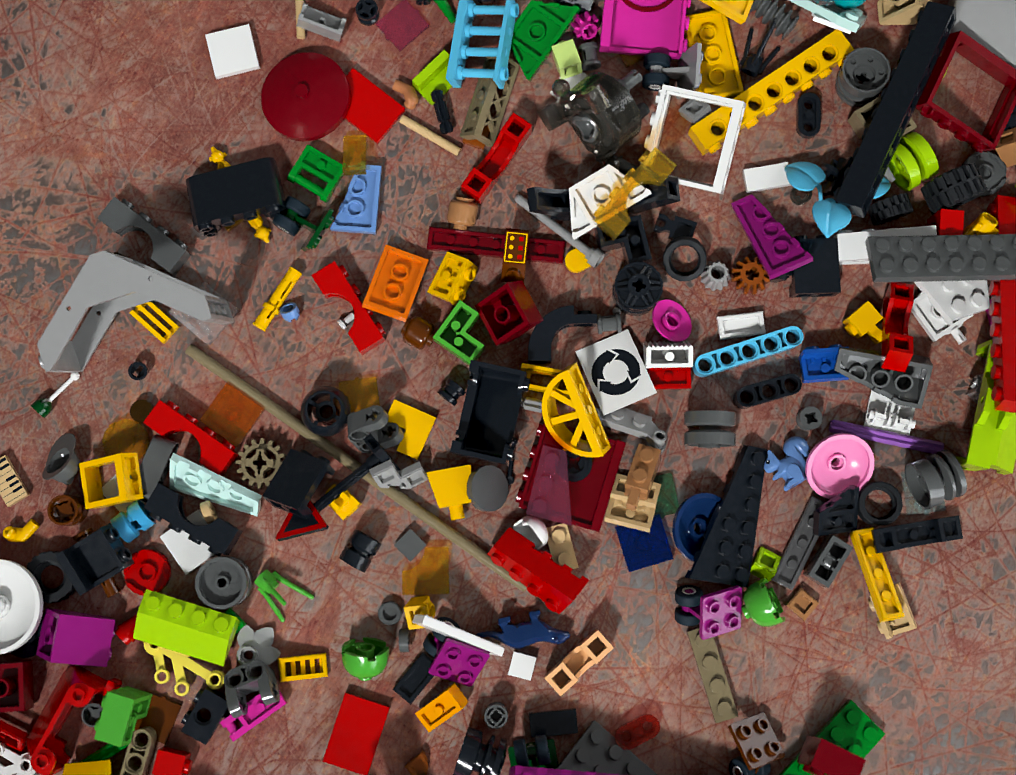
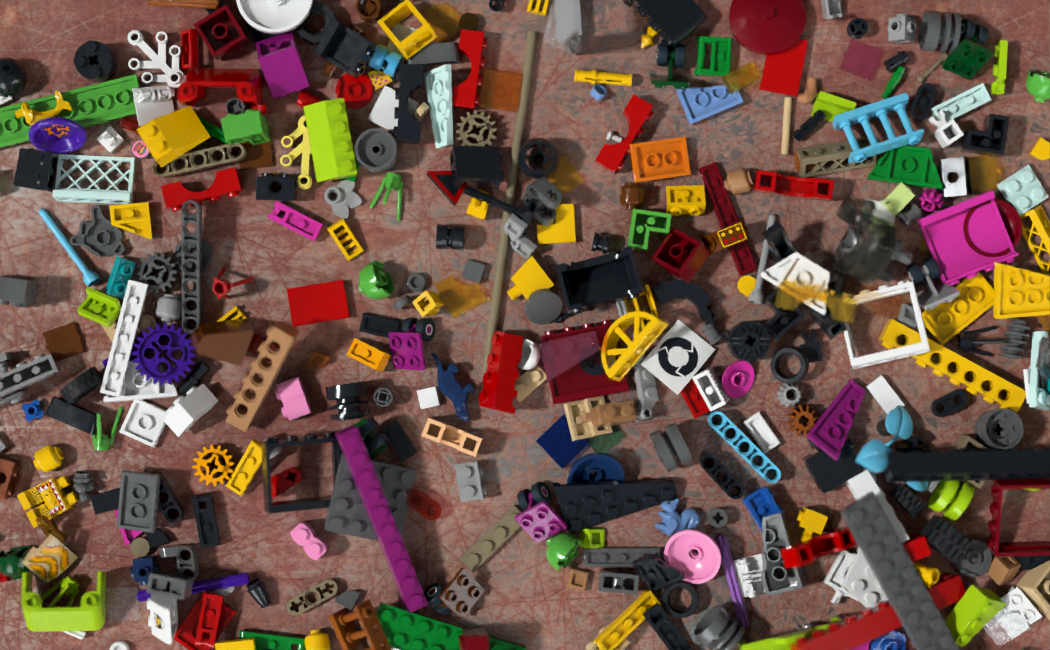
camera: 60 degrees right, 5 degrees up
(150, 538) = (379, 79): none -> yellow tile
(249, 683) = (314, 207): dark grey piece -> none
(457, 634) = (427, 339): white tile -> none
(636, 667) = (469, 481): none -> light grey bracket

